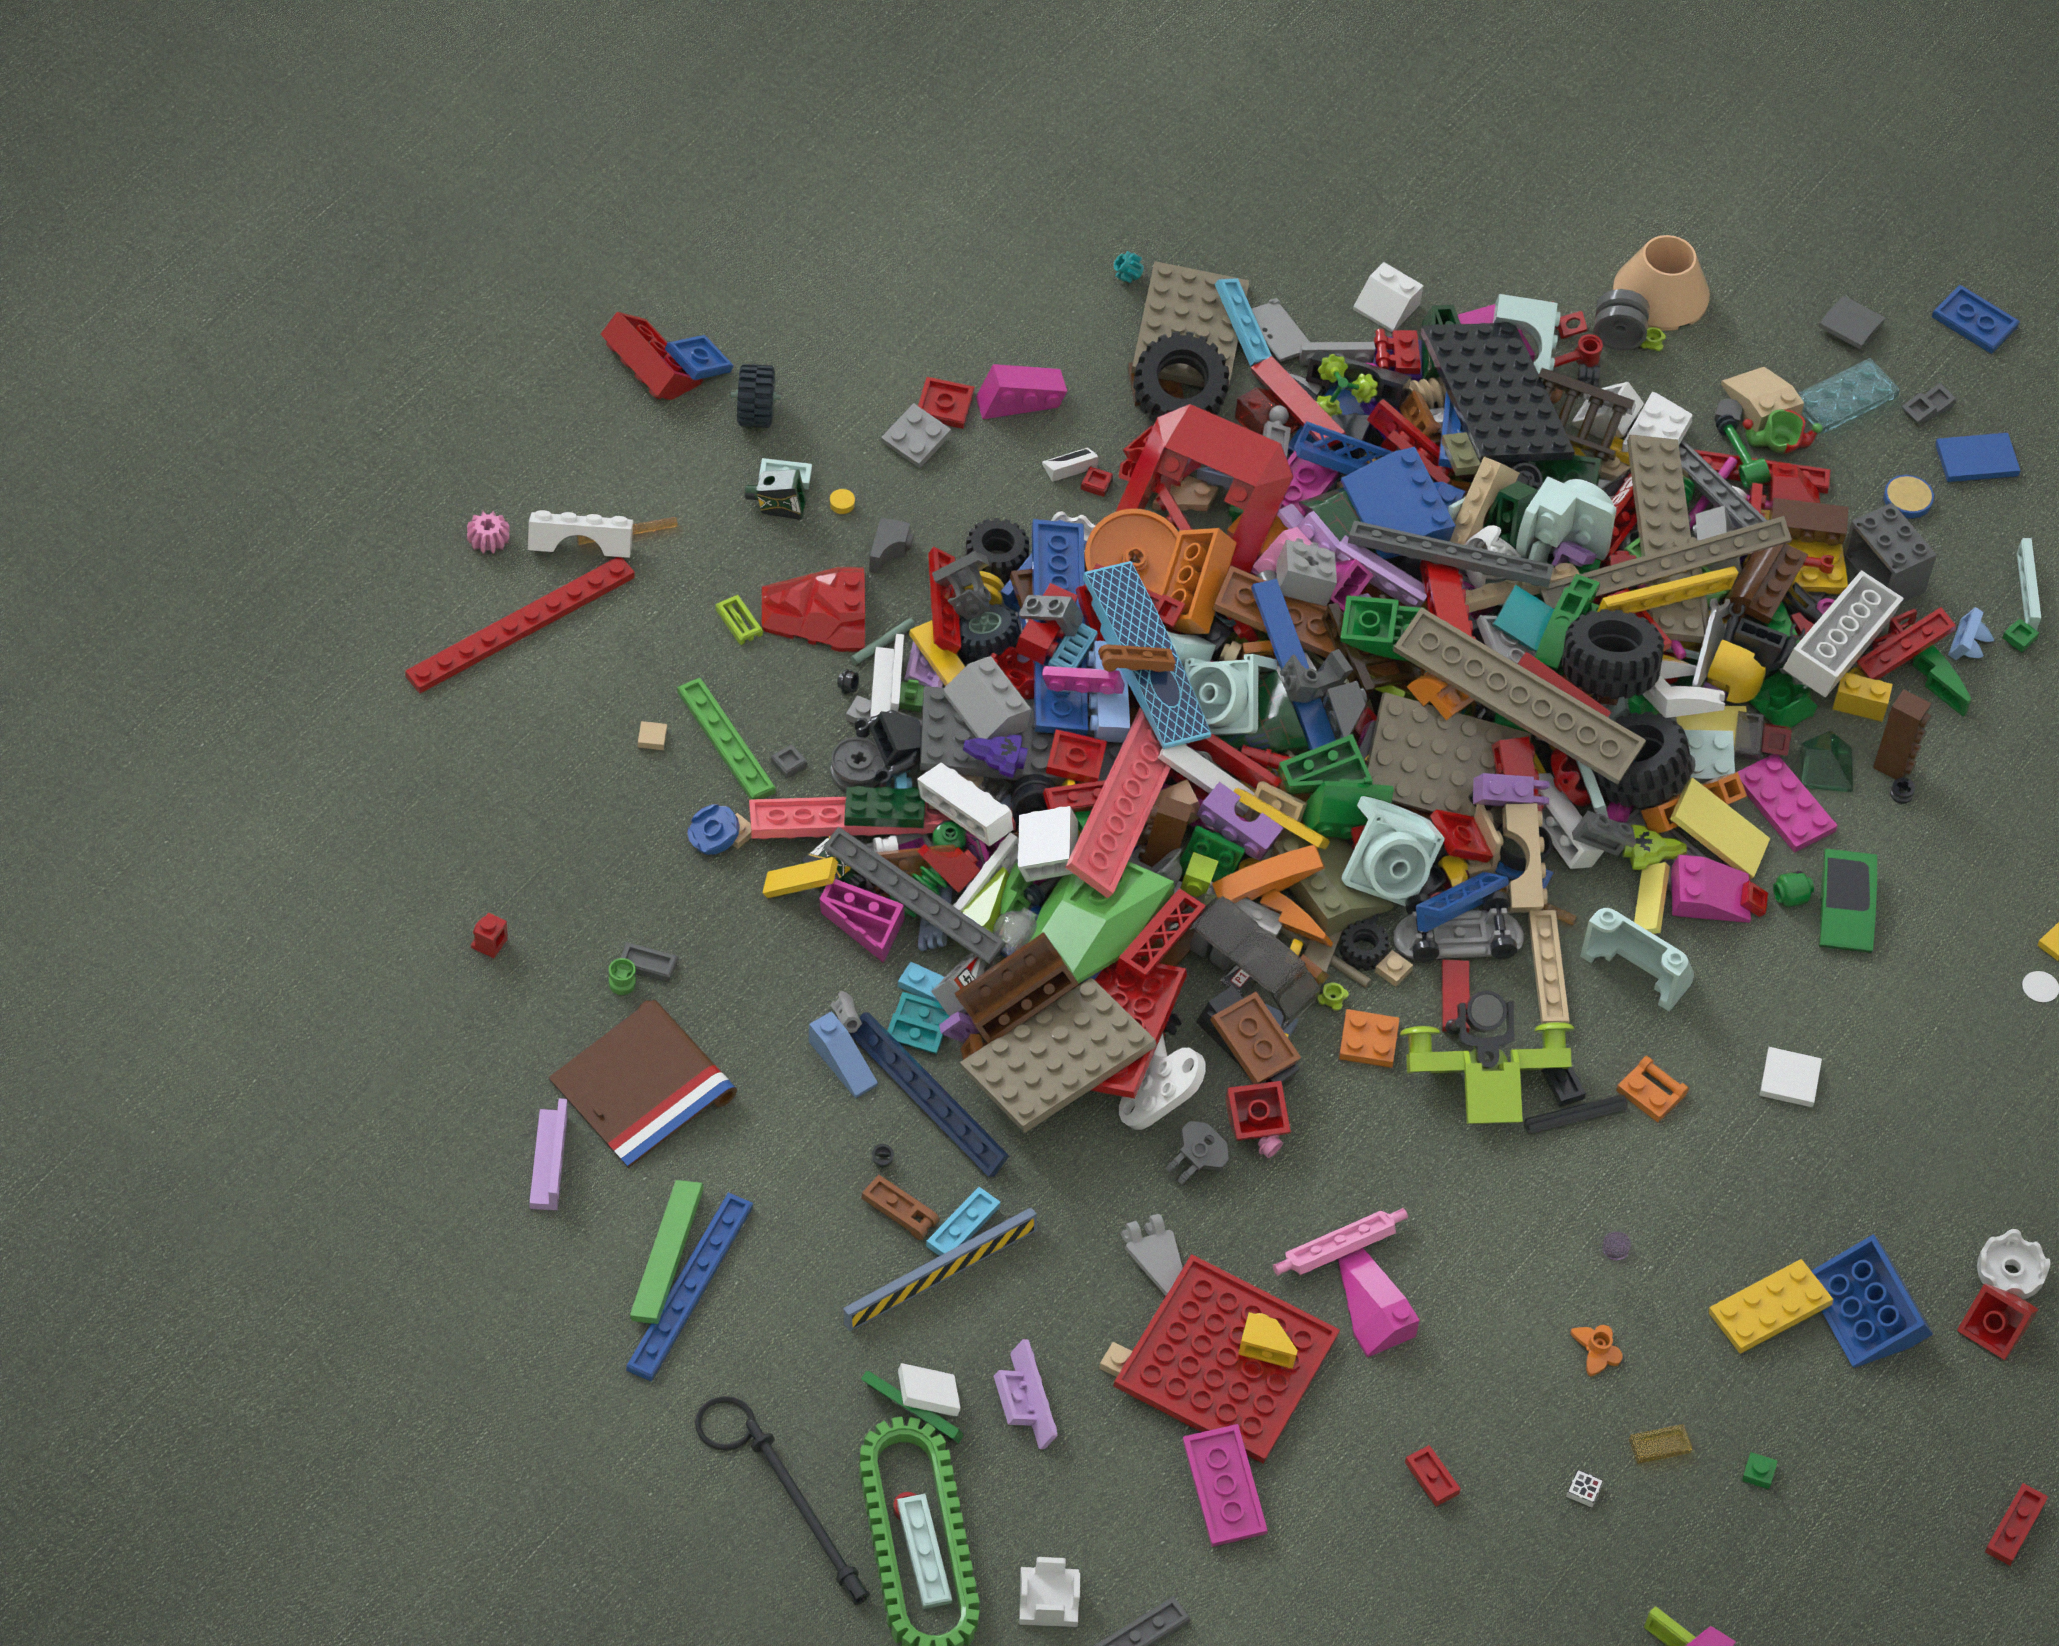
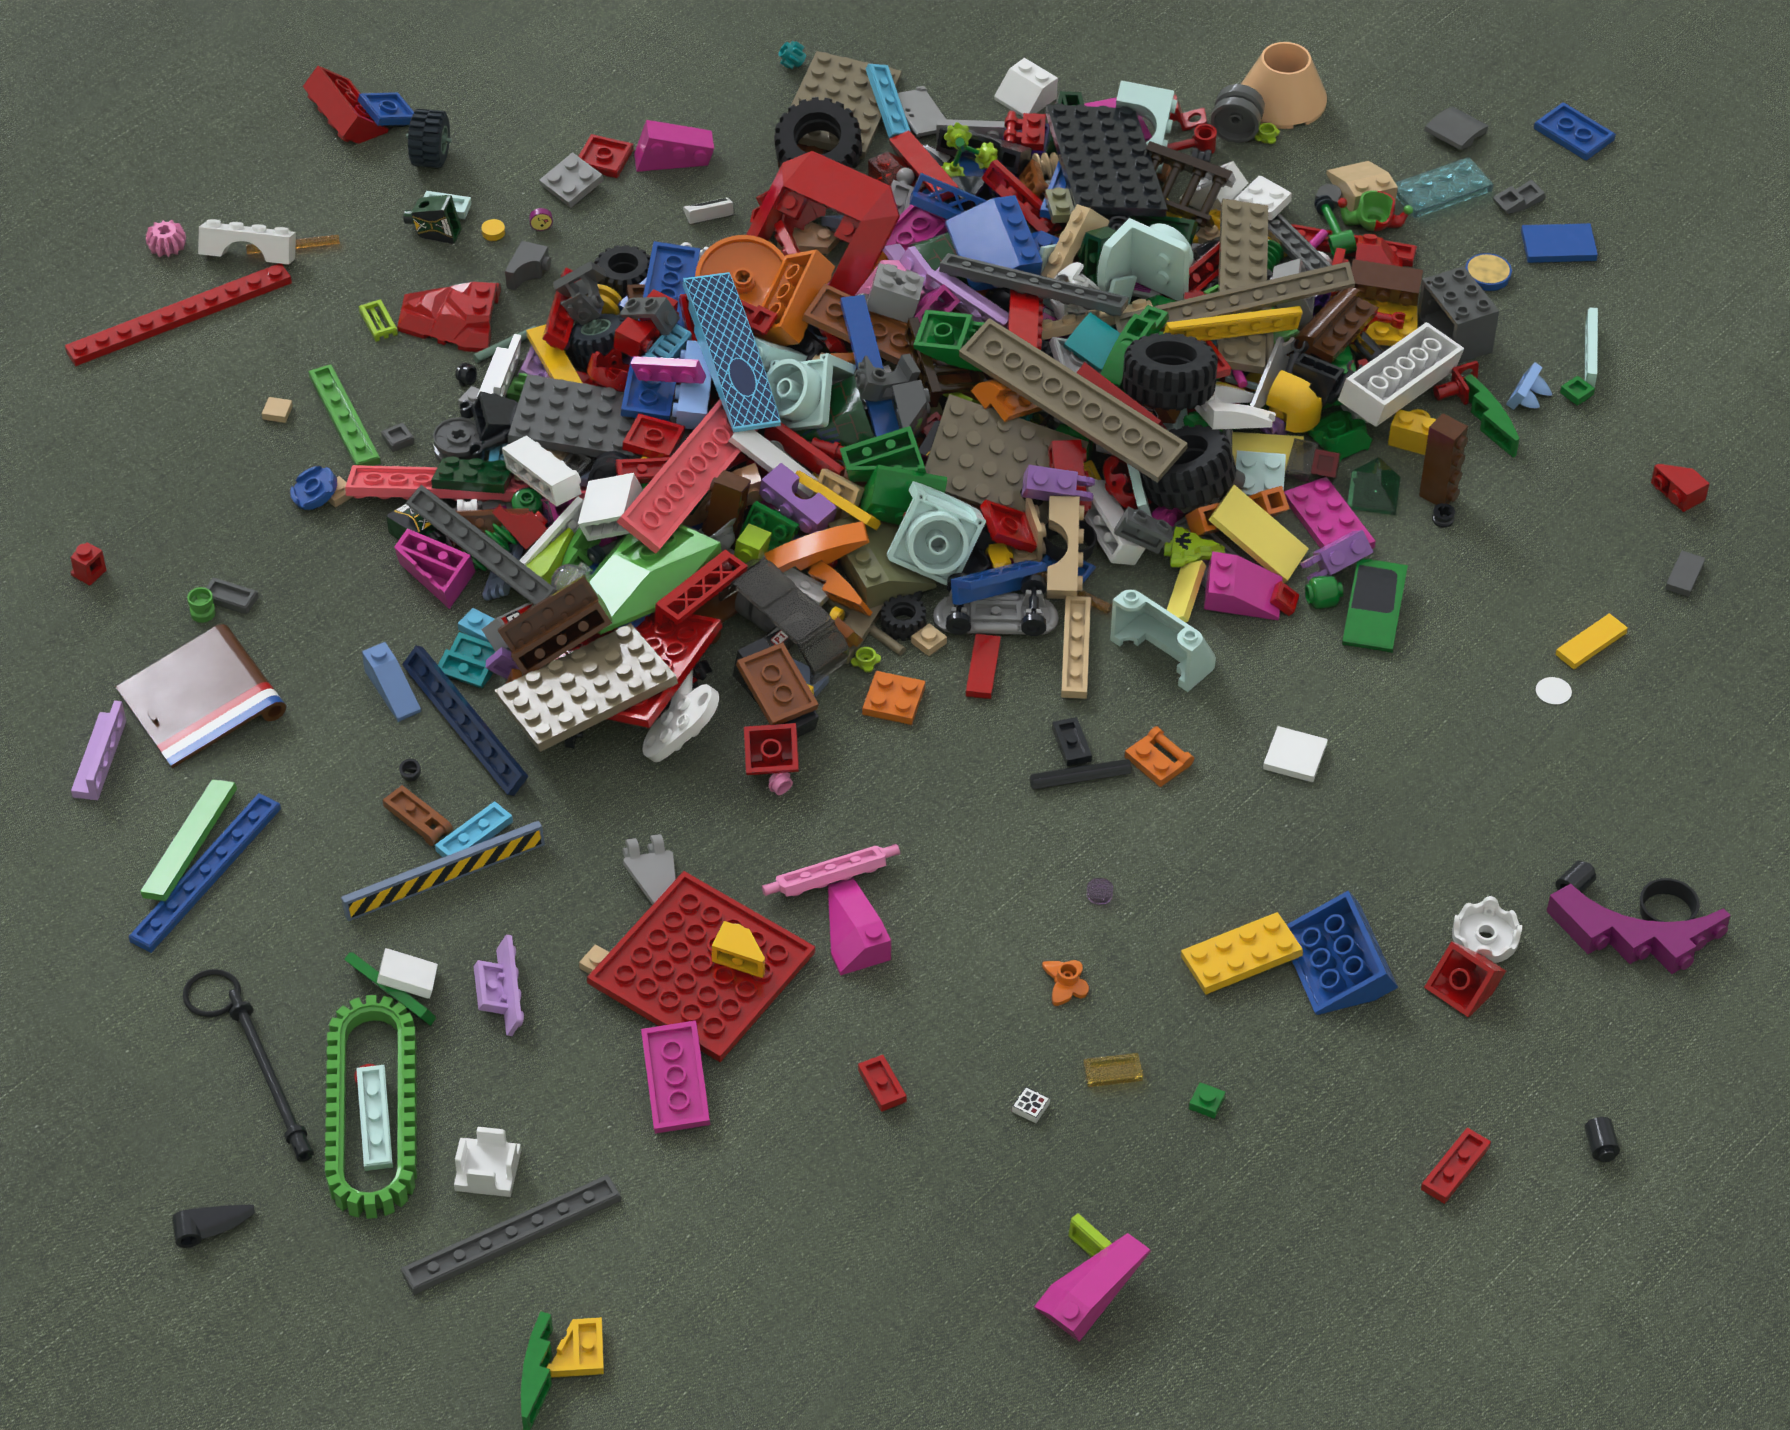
camera: 10 degrees right, 5 degrees down
(800, 877) = (382, 529): yellow tile -> none
(846, 1012) = (402, 645): light grey bar -> none
(893, 487) = (541, 219): none -> tile
(987, 700) = (580, 387): light grey slope -> none
(999, 753) = (581, 429): dark purple rock -> none
(1096, 481) = (730, 224): red tile -> none
(1136, 658) = (716, 350): dark orange plate -> none
(1197, 1152) = (707, 783): dark grey hinge -> none
(1491, 1086) = (1000, 743): lime piece -> none
(1555, 516) = (1134, 254): light aqua brick -> none
(1578, 554) = (1152, 292): medium lavender bracket -> none
(1804, 846) = (1339, 554): none -> medium lavender hinge
(1906, 645) = (1463, 388): red plate -> none

